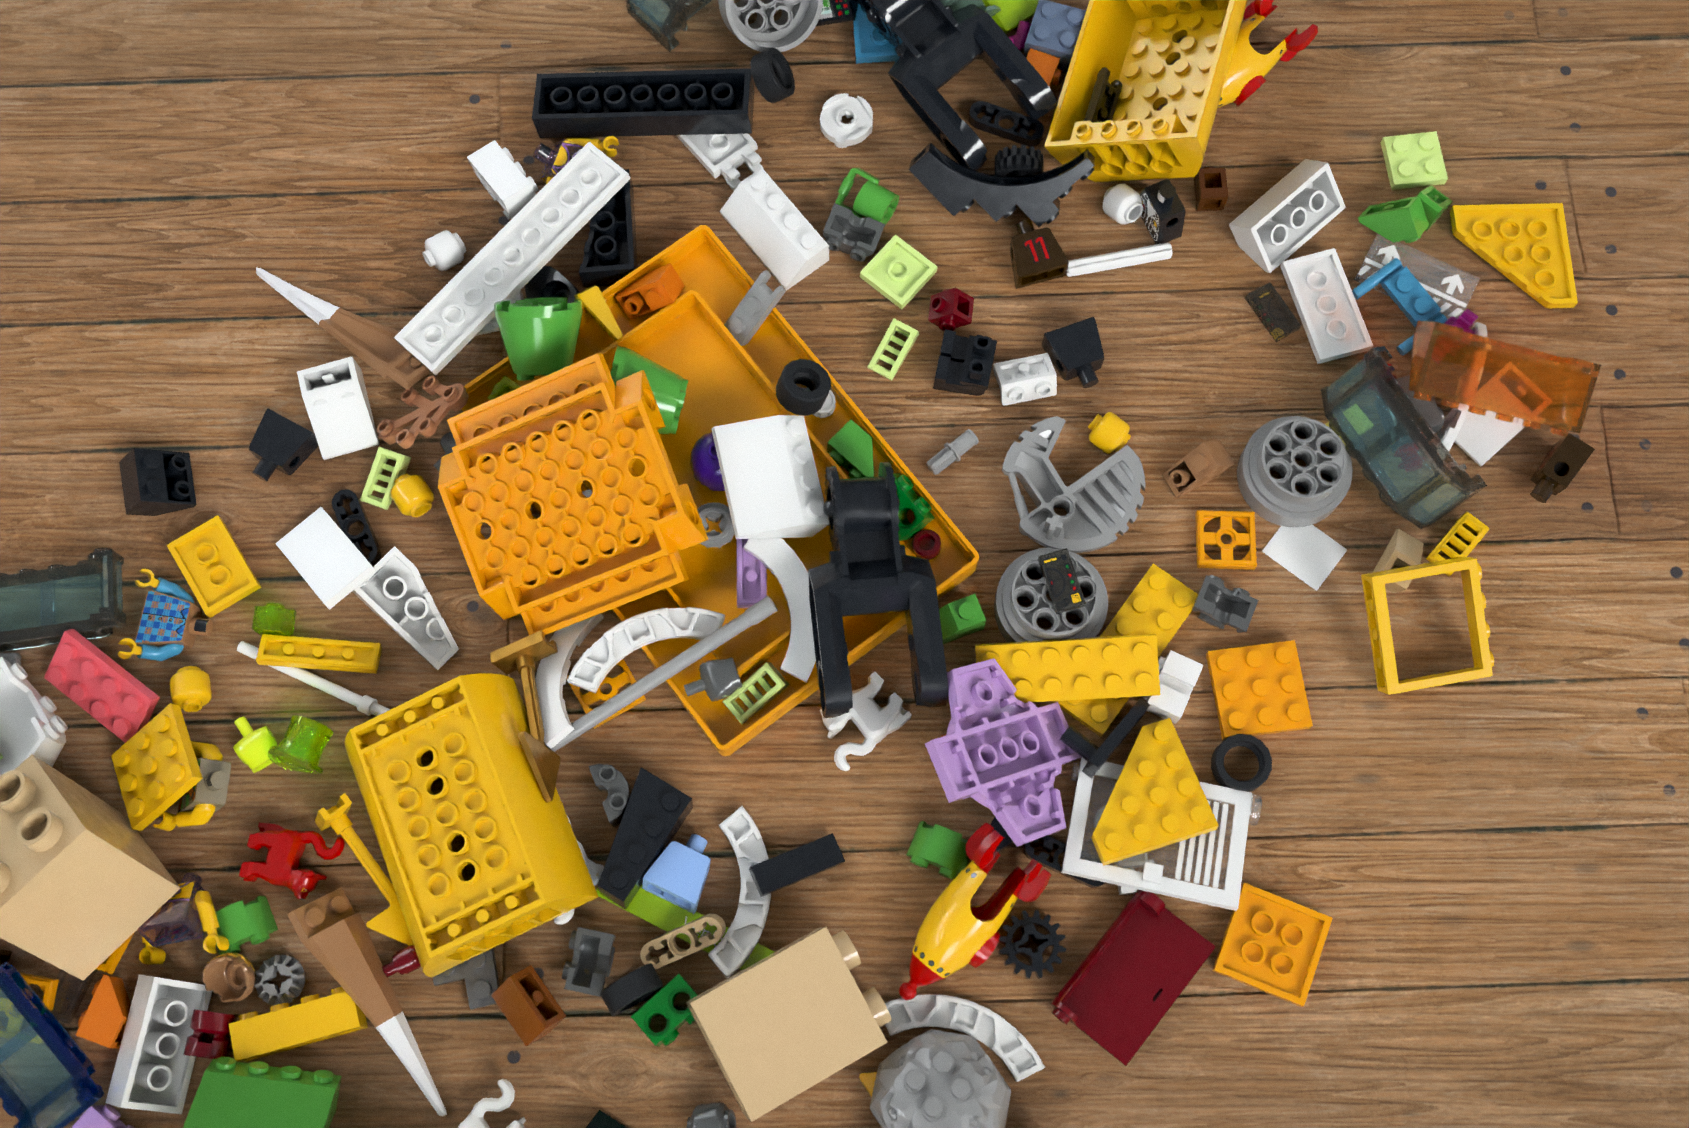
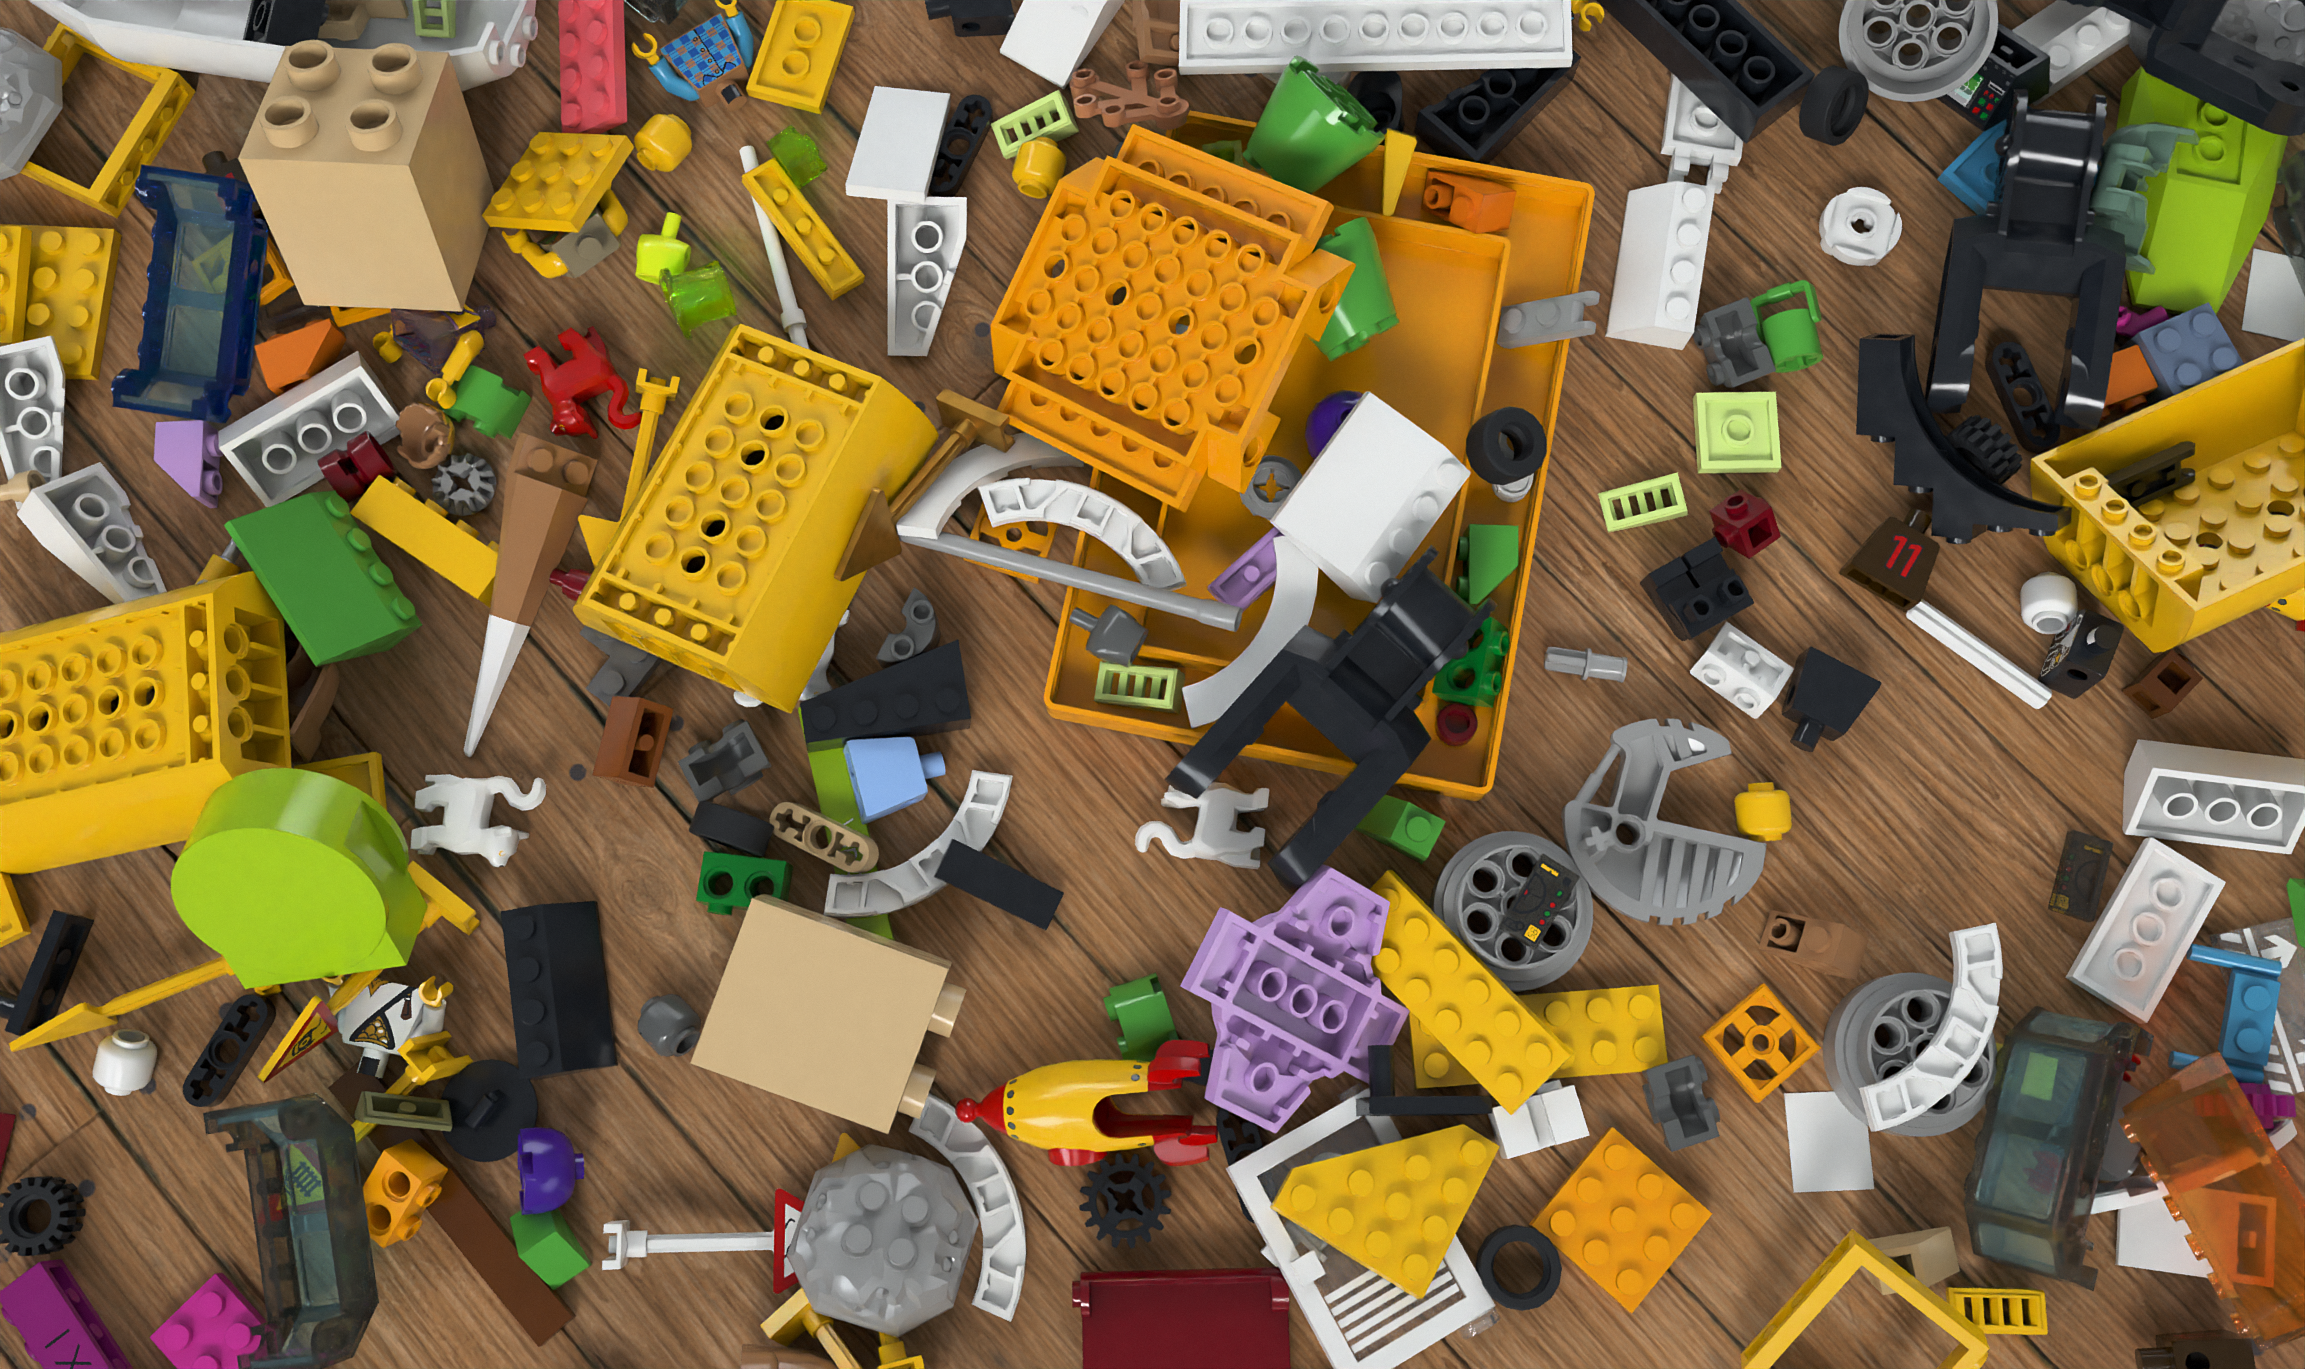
camera: 50 degrees right, 5 degrees up
(1309, 438) = (1957, 1041): none -> white tile

